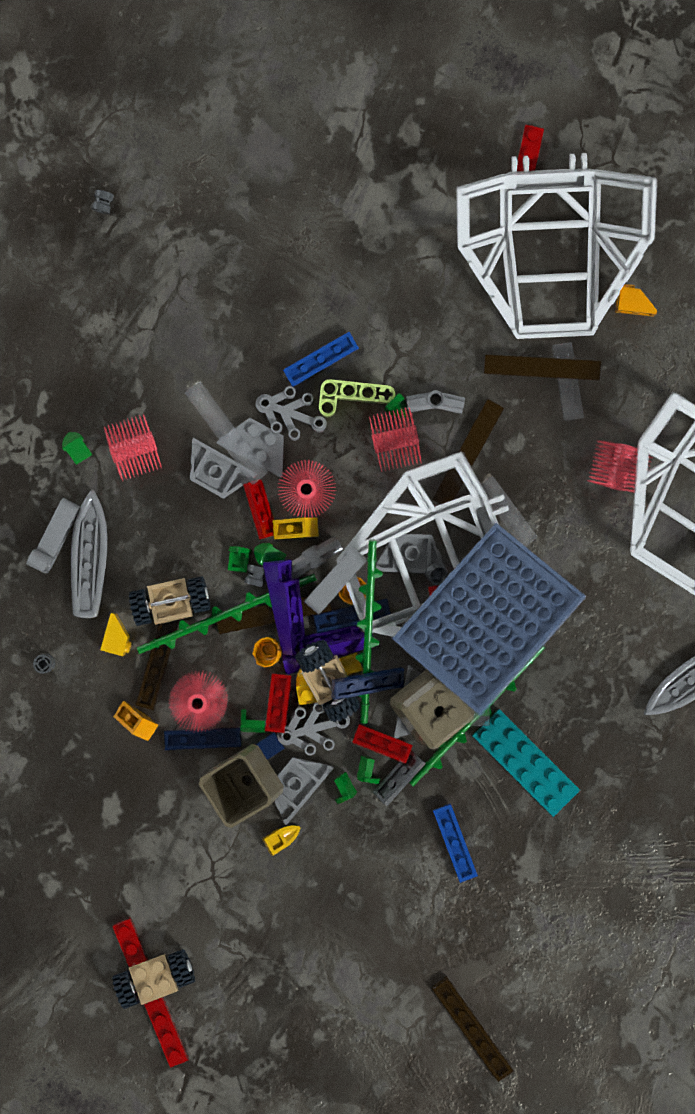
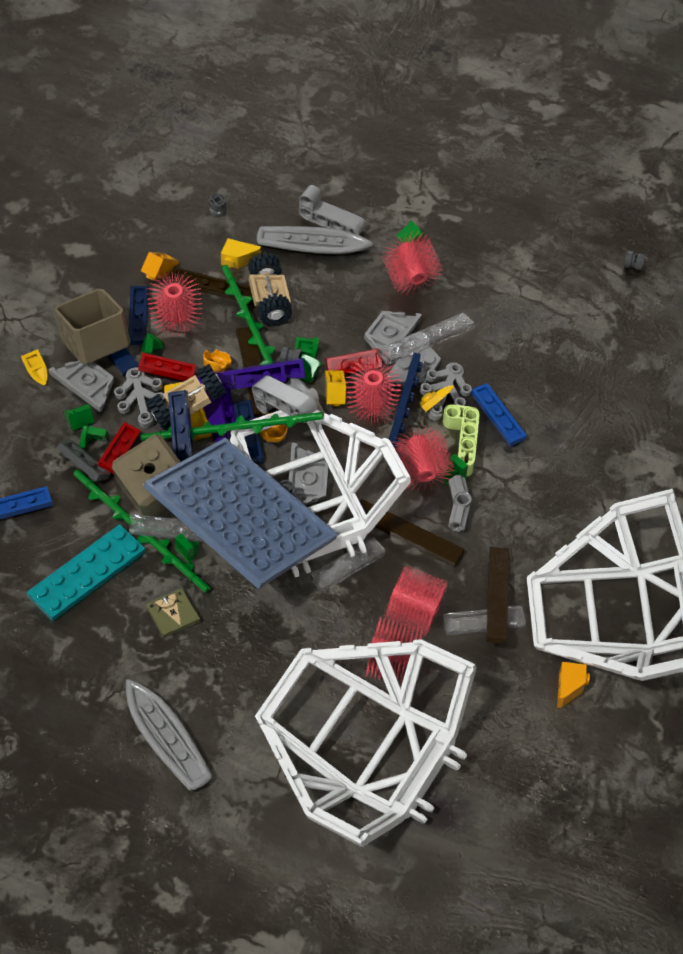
camera: 90 degrees right, 35 degrees down
(308, 425) = (433, 398): none -> yellow plate
(311, 454) = (406, 398): none -> dark blue plate
(563, 445) = (416, 601): none -> coral piece
(568, 677) = (172, 613): none -> olive tile

